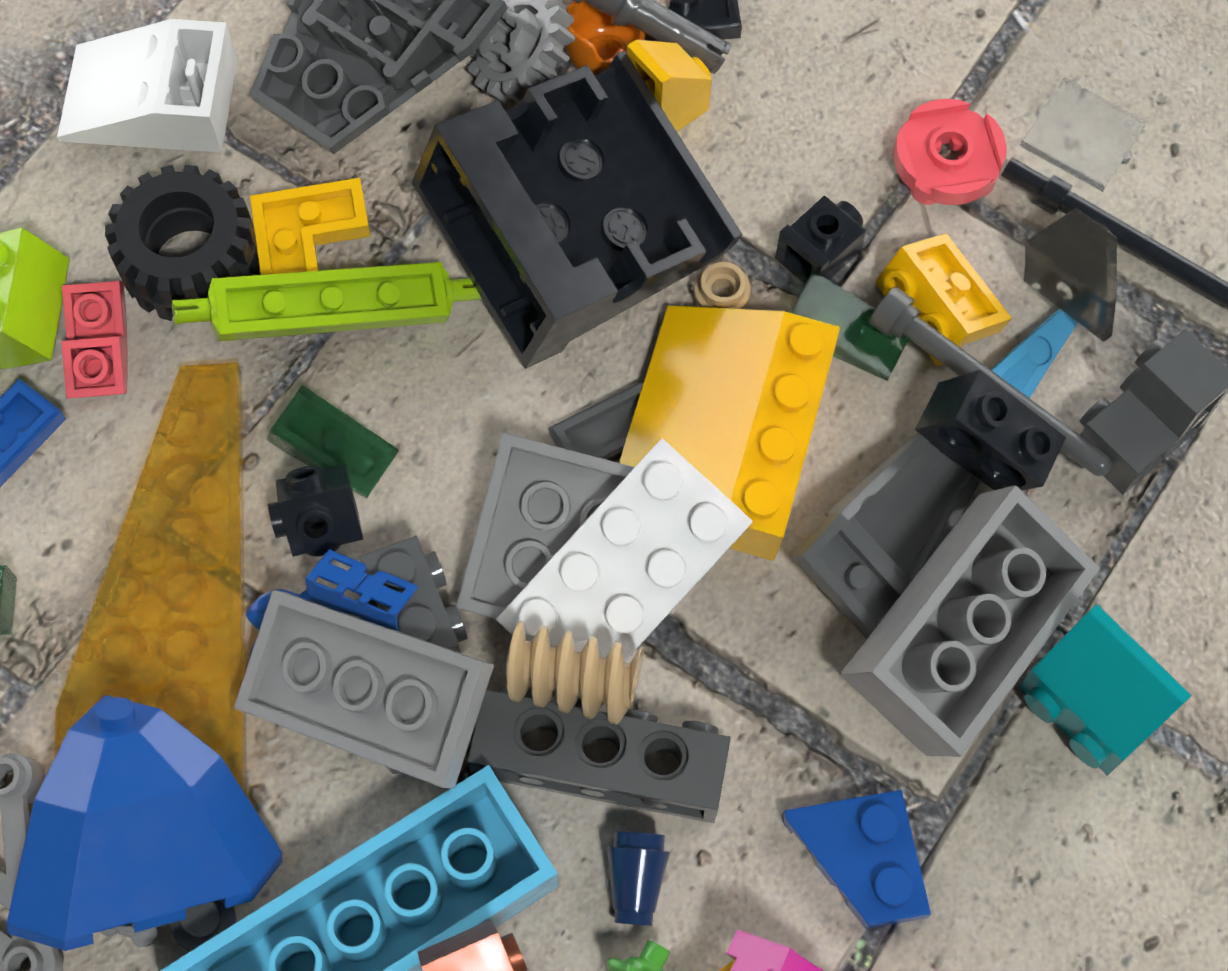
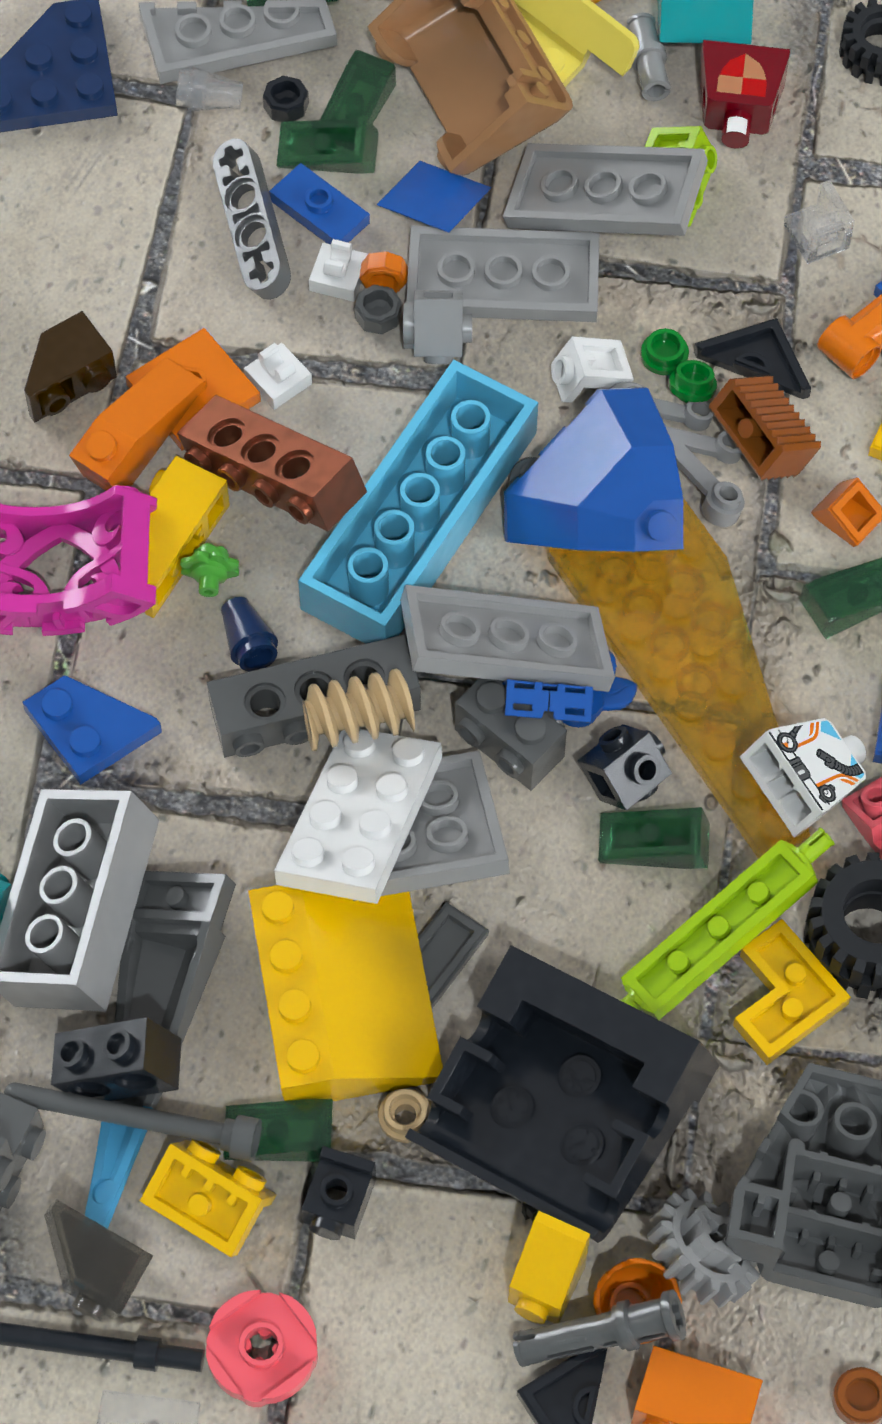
camera: 155 degrees right, 5 degrees down
(141, 409) = (805, 770): none -> white torso

